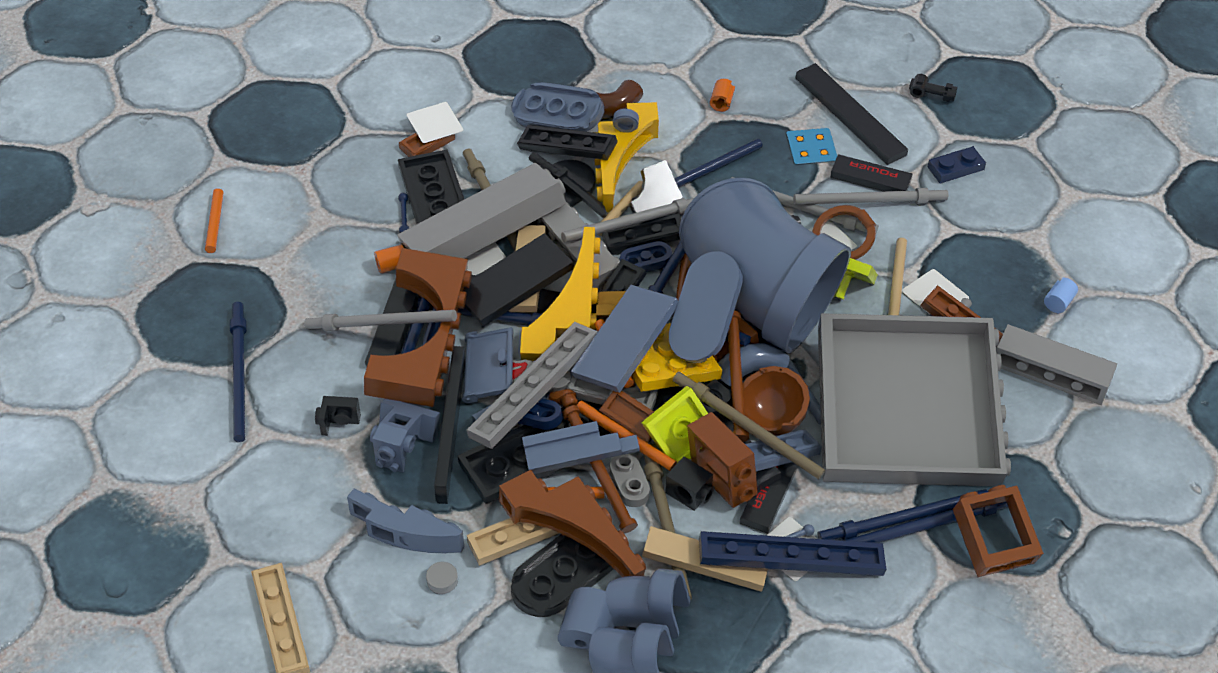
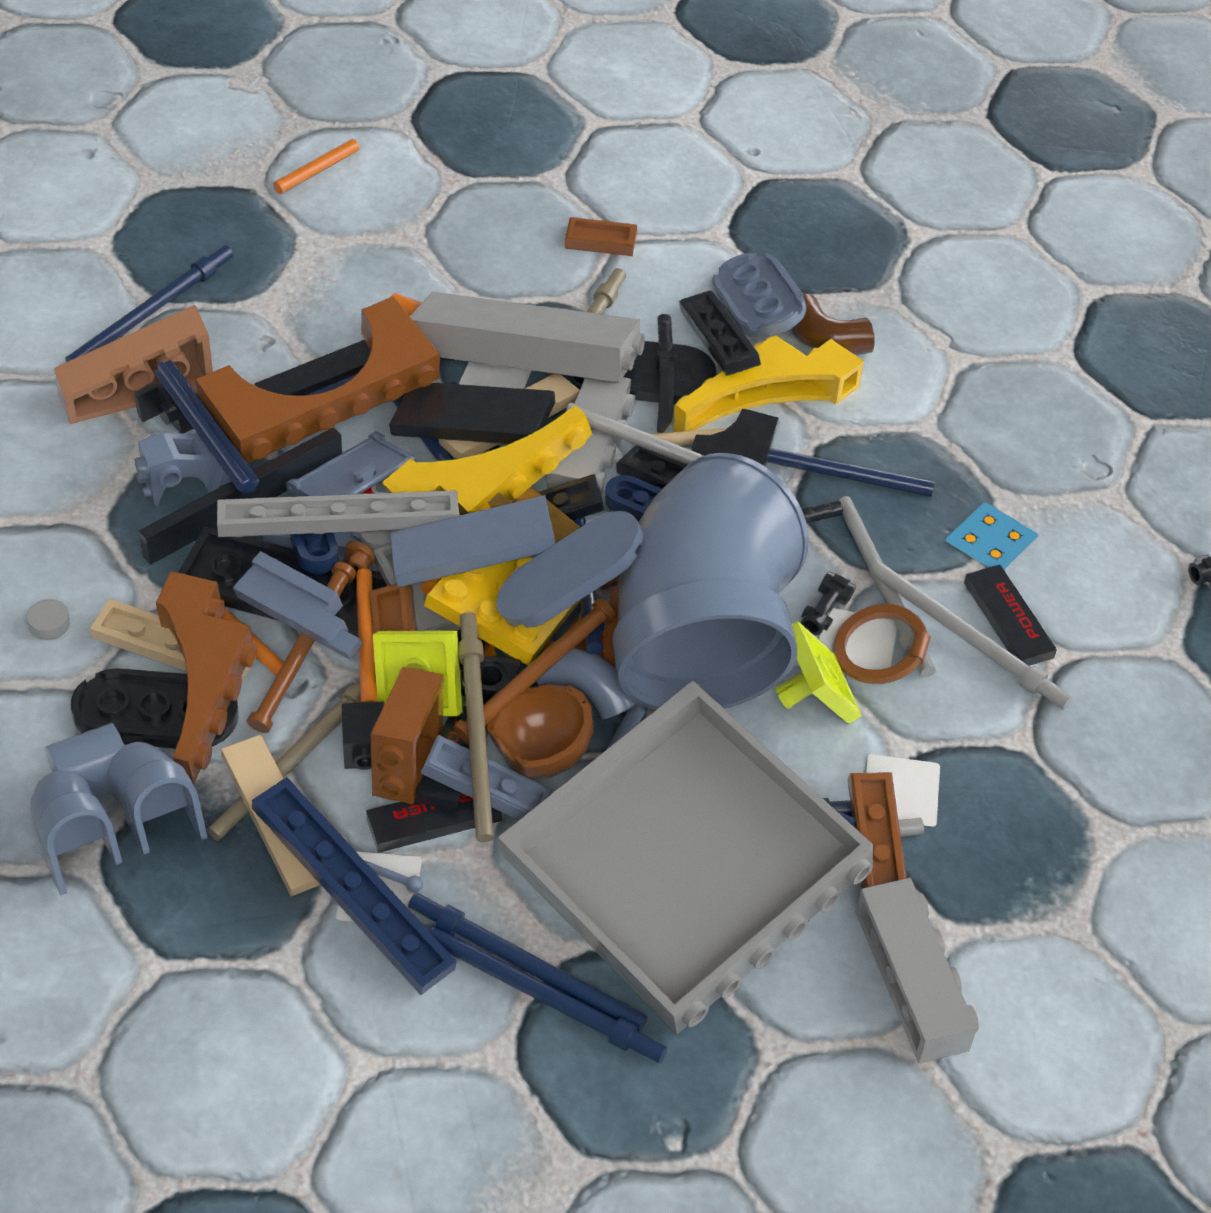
camera: 45 degrees right, 0 degrees up
(293, 407) = (110, 375): none -> nougat wedge
(333, 322) = (278, 328): light grey bar -> none
(394, 400) = (207, 427): none -> dark blue axle
(403, 198) = (503, 271): dark blue hinge -> none
(412, 531) = (79, 547): sand blue slope -> none
(430, 183) = (548, 274): black tile -> none
(434, 122) = (627, 223): white sticker -> none
(625, 120) = (793, 350): sand blue tile -> none
(628, 477) = (326, 682): light grey plate -> none
(722, 95) = (959, 411): orange piece -> none
(852, 114) = (1083, 540): black tile -> none
(897, 278) = (875, 739): tan bar -> none
(956, 164) = (1129, 683): dark blue plate -> none
(1004, 560) = (561, 1103): dark orange window -> none
(1061, 295) = (1038, 911): light blue piece -> none

